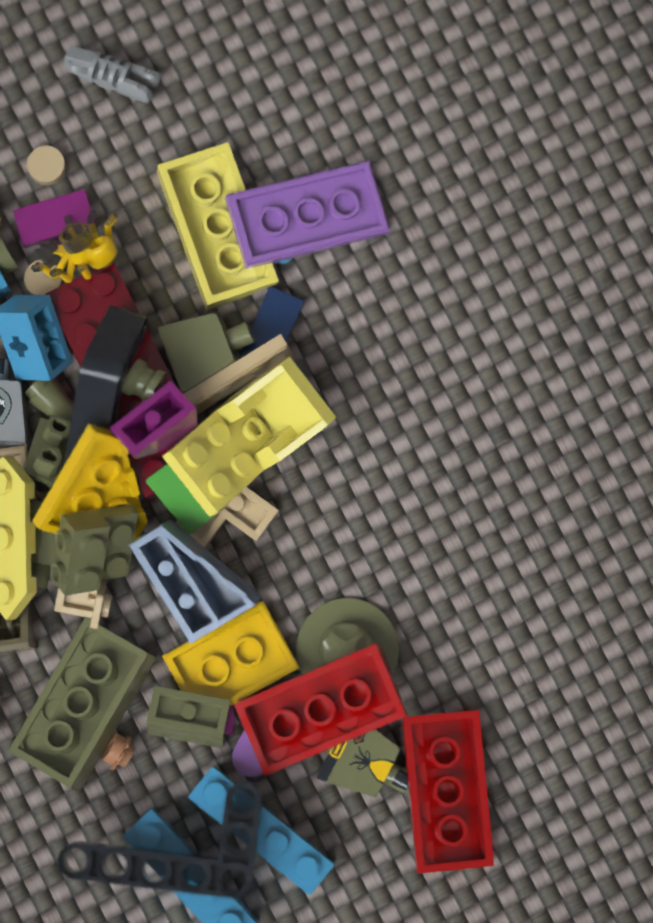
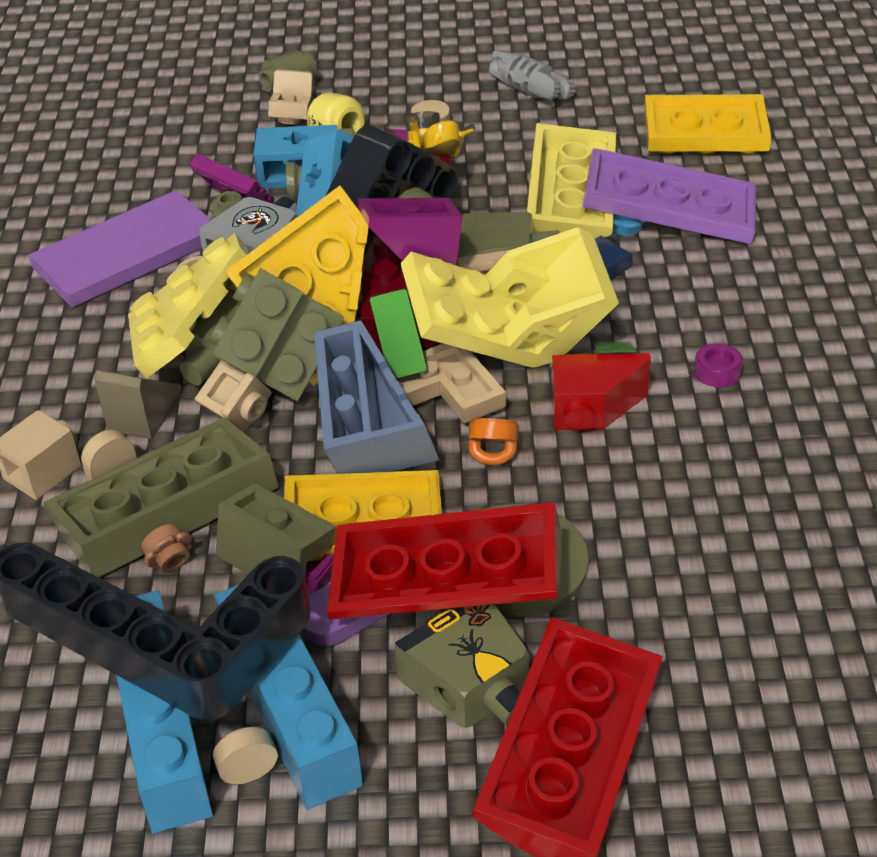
camera: 25 degrees right, 40 degrees down
(26, 692) = (106, 452): none -> tan tile
(262, 883) = (245, 755): none -> tan tile
(286, 552) = (492, 431): none -> orange tile
(297, 85) = (706, 123): none -> yellow plate
(338, 478) = (596, 388): none -> red slope
(340, 432) = (604, 347): none -> bright green sticker
(414, 400) = (718, 365): none -> magenta tile

